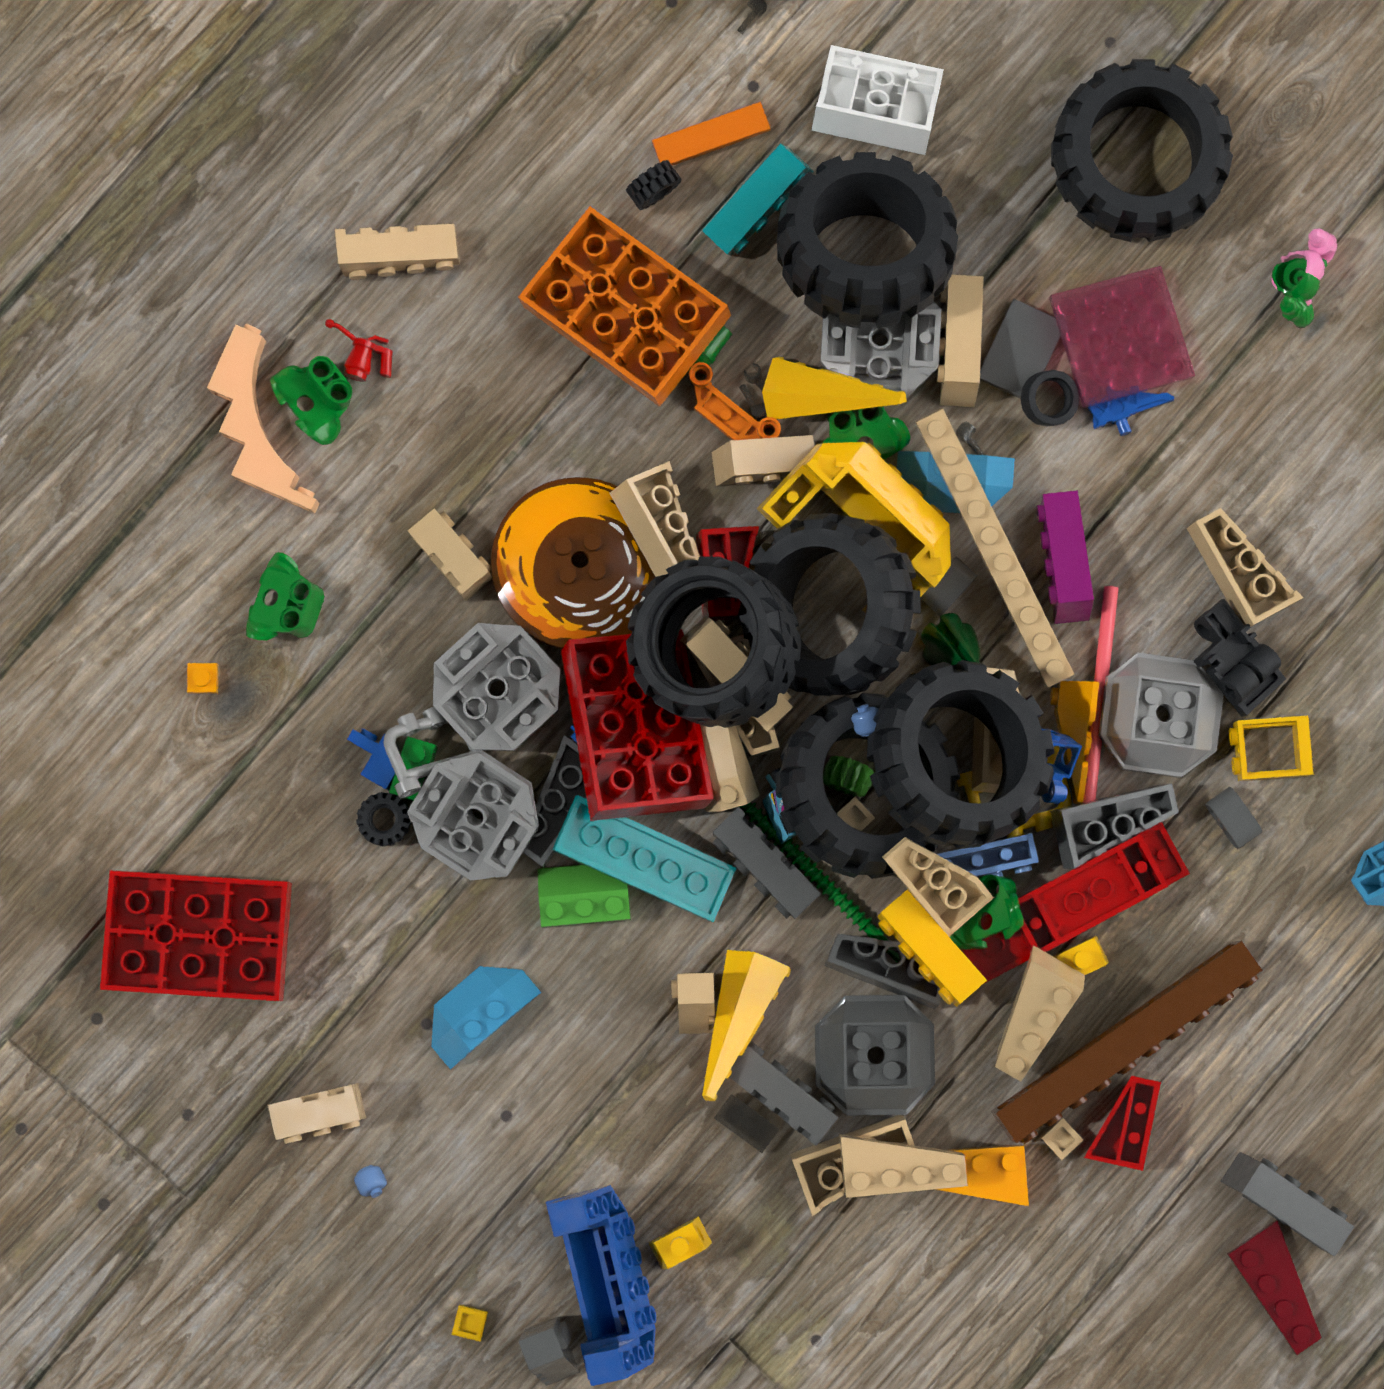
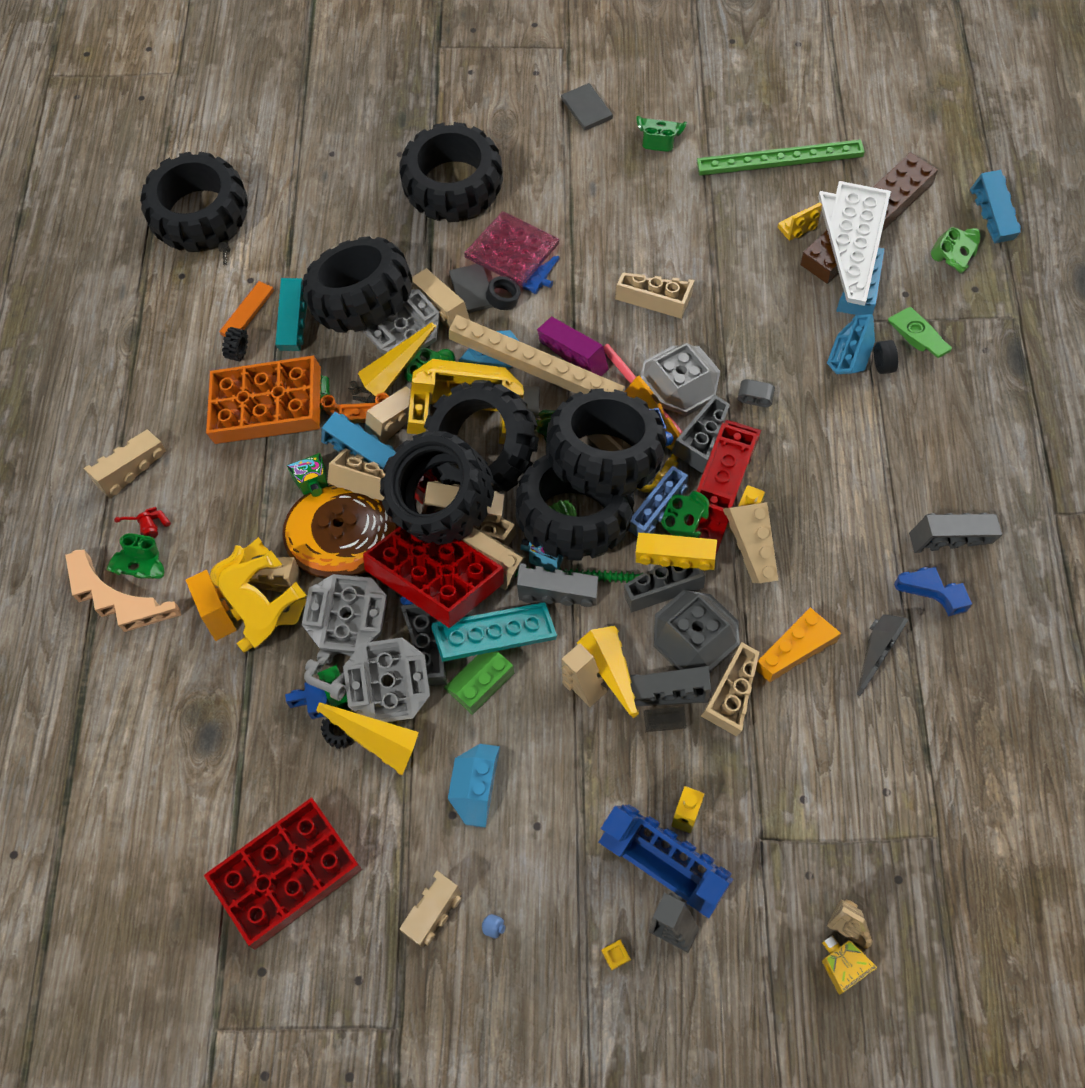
camera: 40 degrees left, 20 degrees down
(202, 678) = (181, 740): light orange plate -> none
(267, 621) = (205, 663): green piece -> none
(355, 534) = (210, 605): none -> light orange wedge
(395, 582) = (248, 602): none -> yellow piece
(420, 885) = (385, 740): none -> yellow wedge
(600, 459) = (309, 474): none -> green torso
(690, 467) = (345, 434): none -> dark azure wedge
(863, 720) = (545, 468): medium blue piece -> none
(877, 100) = (306, 243): white piece -> none
(891, 1167) = (757, 666): tan wedge -> none
(937, 884) = (649, 514): tan wedge -> none
(1061, 1138) = (823, 594): tan plate -> none
(1072, 1250) = (880, 642): none -> dark grey wedge
(1126, 1041) = (809, 524): reddish brown brick -> none
(1128, 1127) = (848, 559): red wedge -> none
(1193, 1233) = (927, 583): none -> blue arch
(1238, 663) = (692, 329): black plate -> none
(1275, 1283) = (991, 576): dark red wing -> none
(1301, 742) = (752, 339): yellow window -> none
(1309, 266) = (567, 169): green hair -> none

